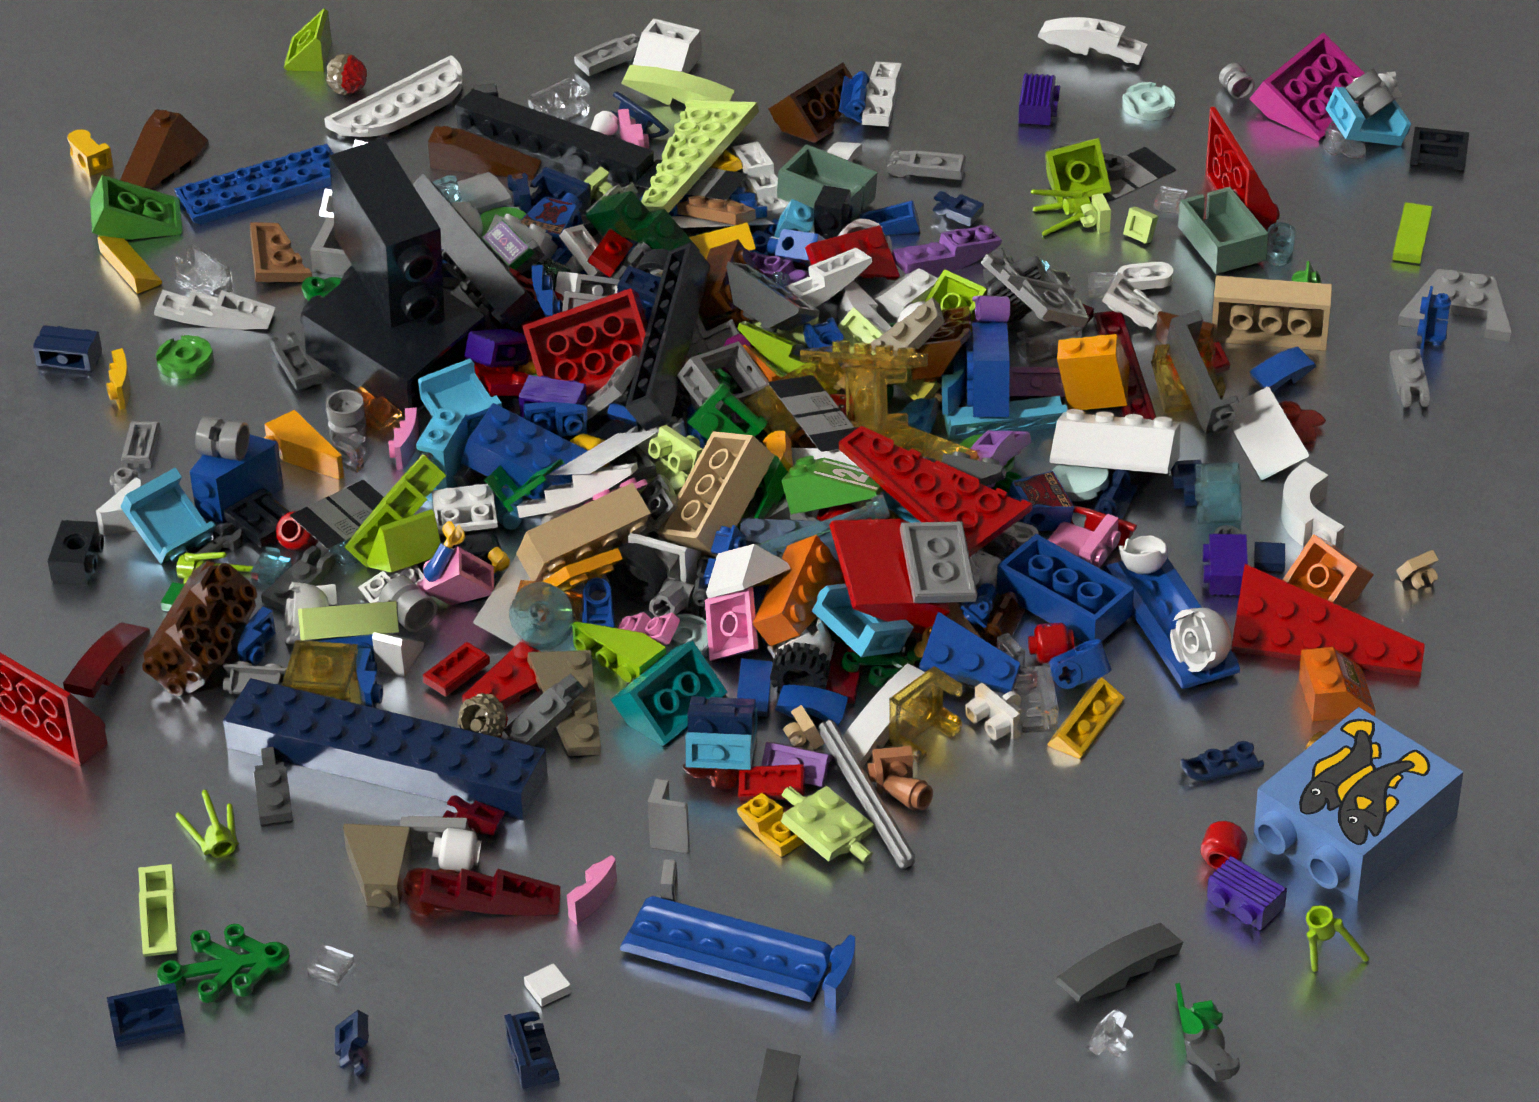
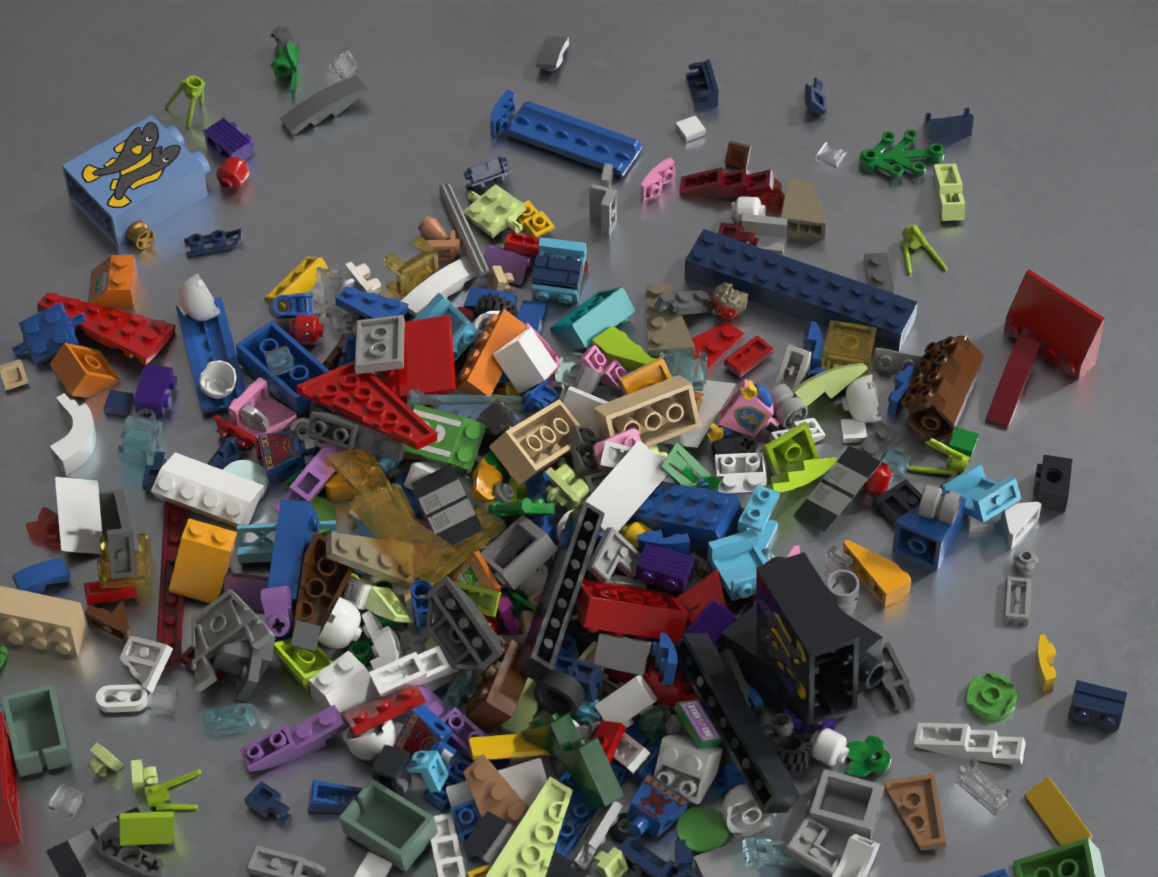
camera: 175 degrees left, 10 degrees up
(474, 937) = (738, 154): none -> reddish brown tile
(767, 491) = (498, 418): none -> clear smoke slope
(845, 875) = (479, 177): none -> hinge
(954, 302) = (305, 636): none -> dark grey tile
(1067, 553) = (279, 361): none -> clear light blue tile
(1083, 529) = (254, 418): none -> light grey tile
(1389, 603) = (47, 333): none -> blue plate

